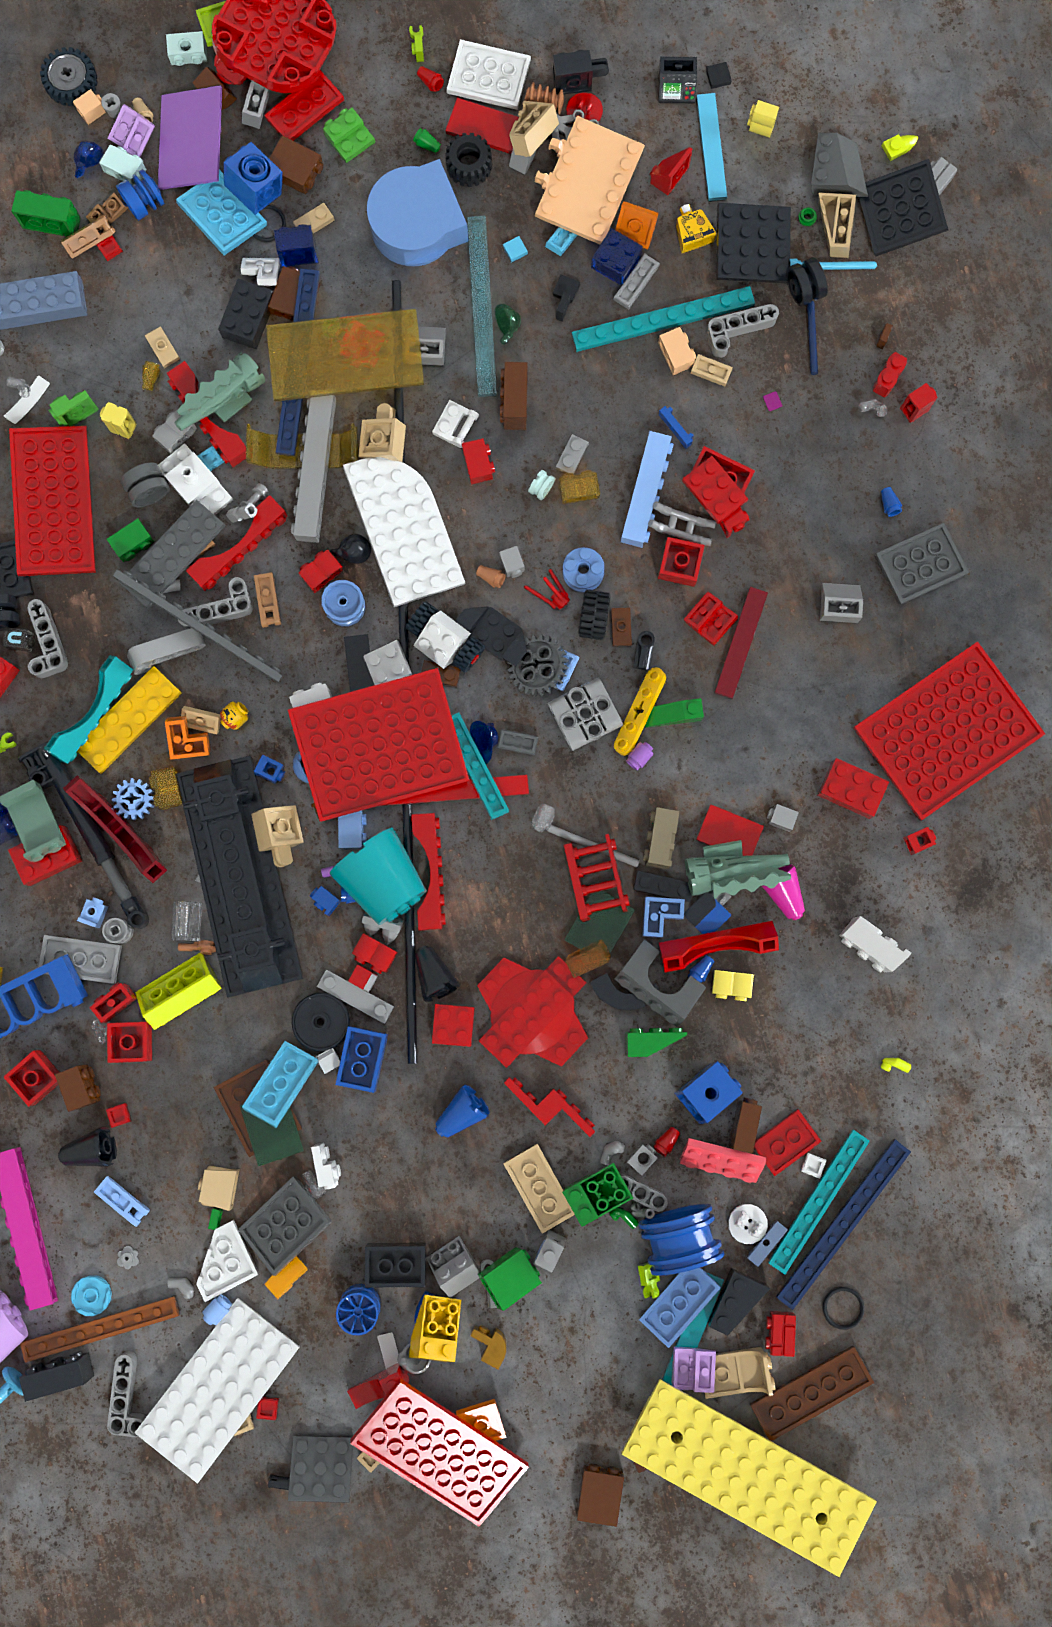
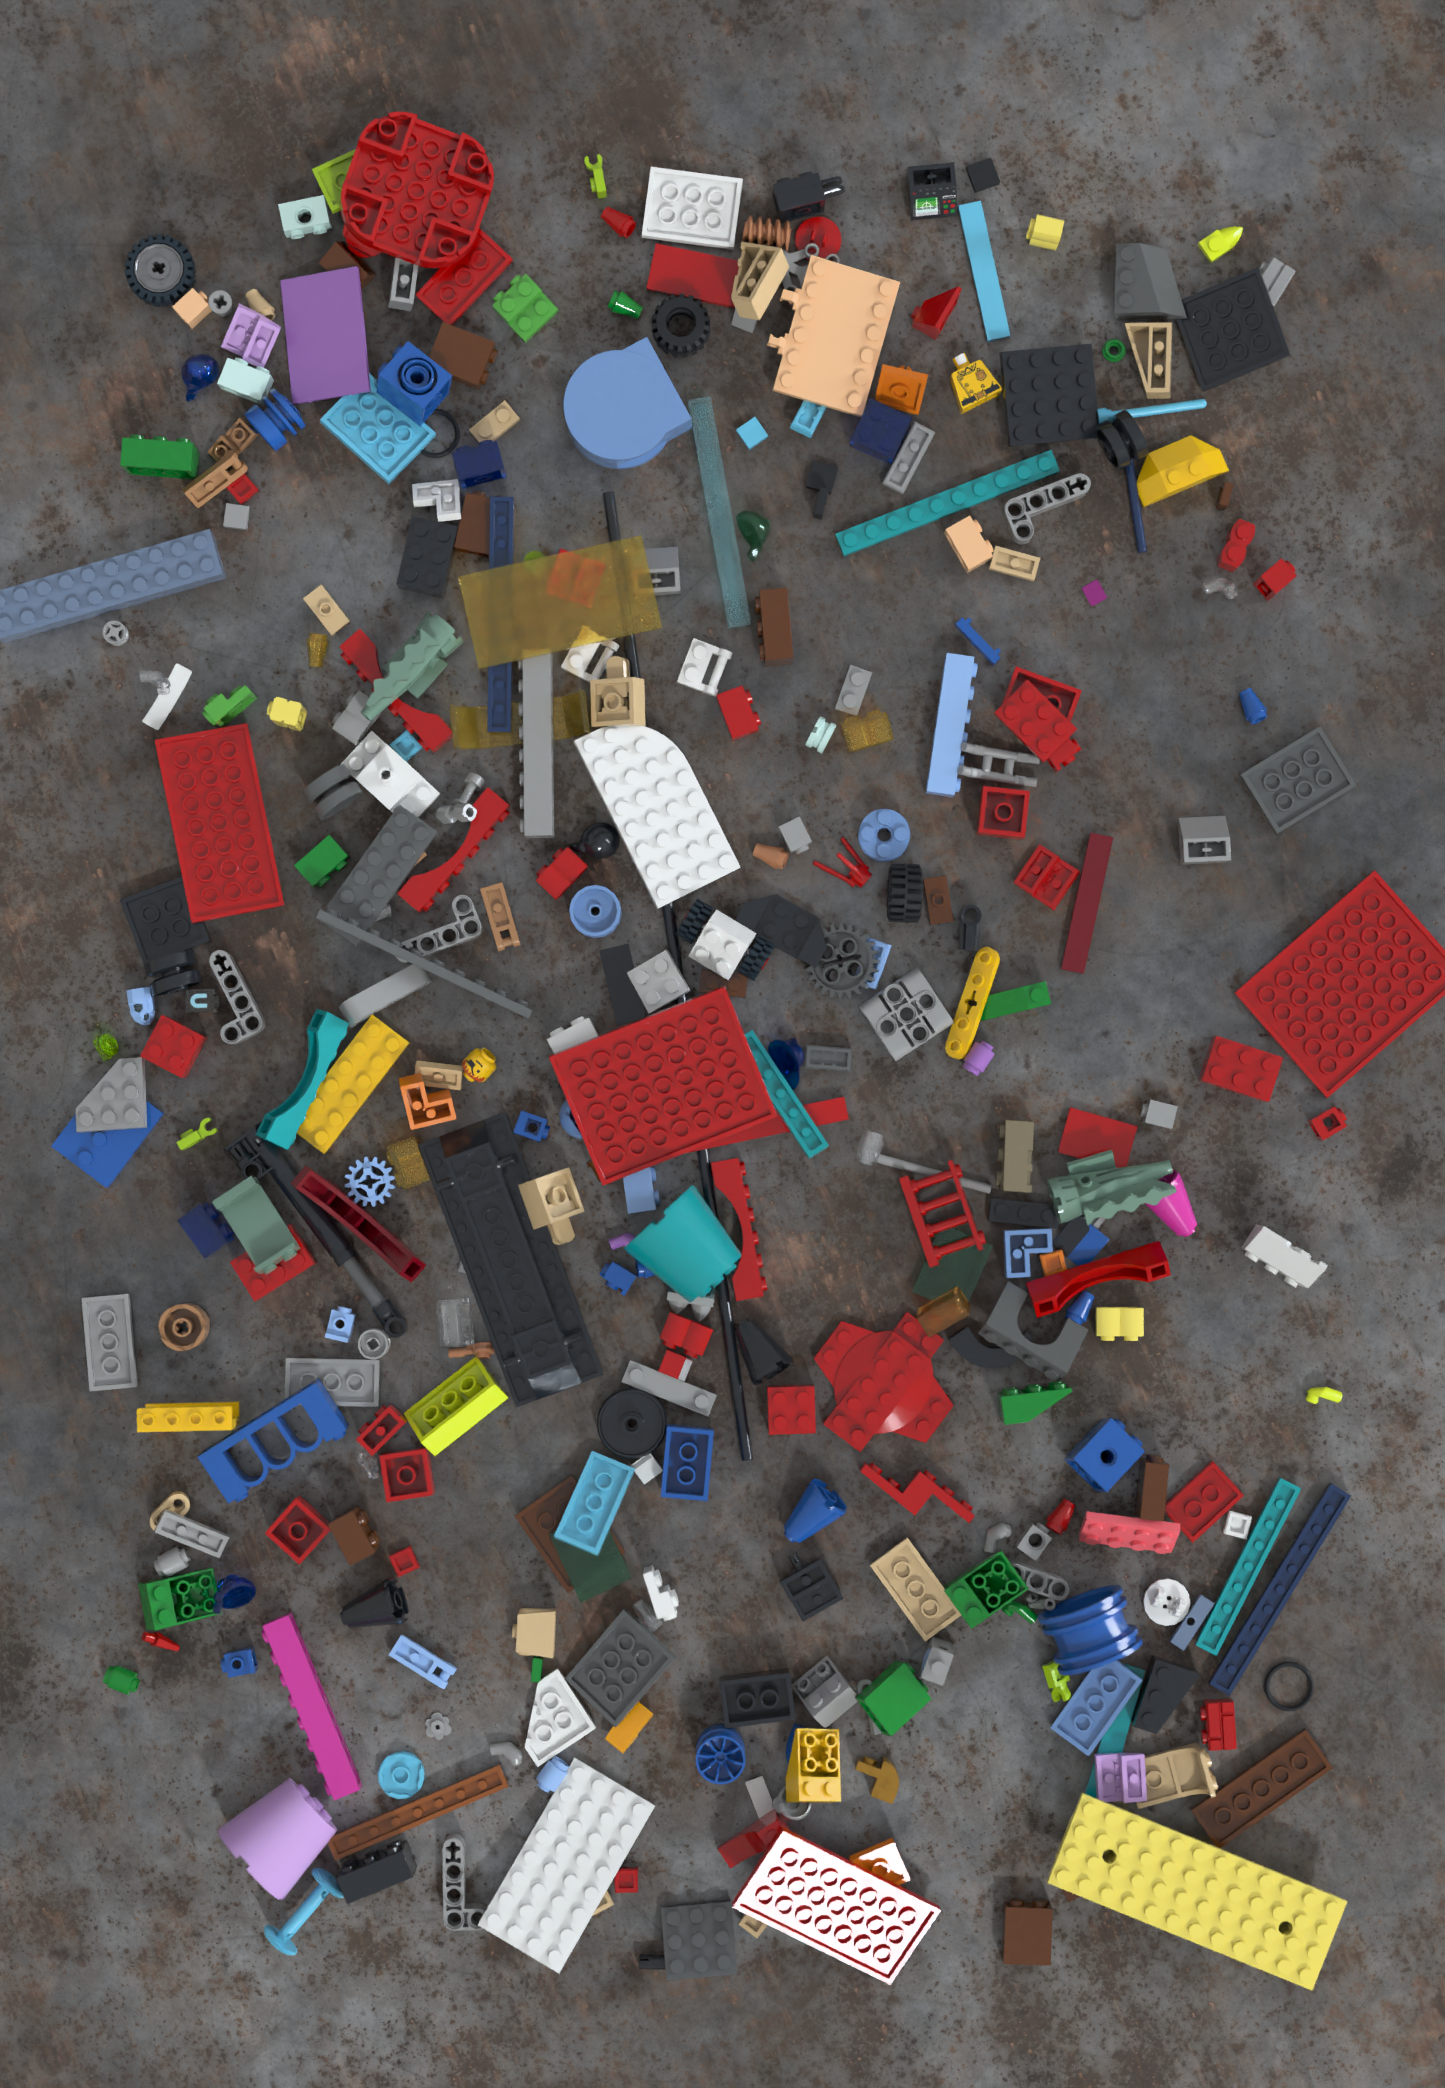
camera: 10 degrees left, 5 degrees up
(101, 268) = (236, 516): none -> light grey tile
(360, 403) = (580, 658): none -> white plate
(451, 1176) = (810, 1587): none -> black plate
(682, 929) = (1052, 1262): none -> orange tile
(849, 312) = (1178, 468): none -> yellow wedge

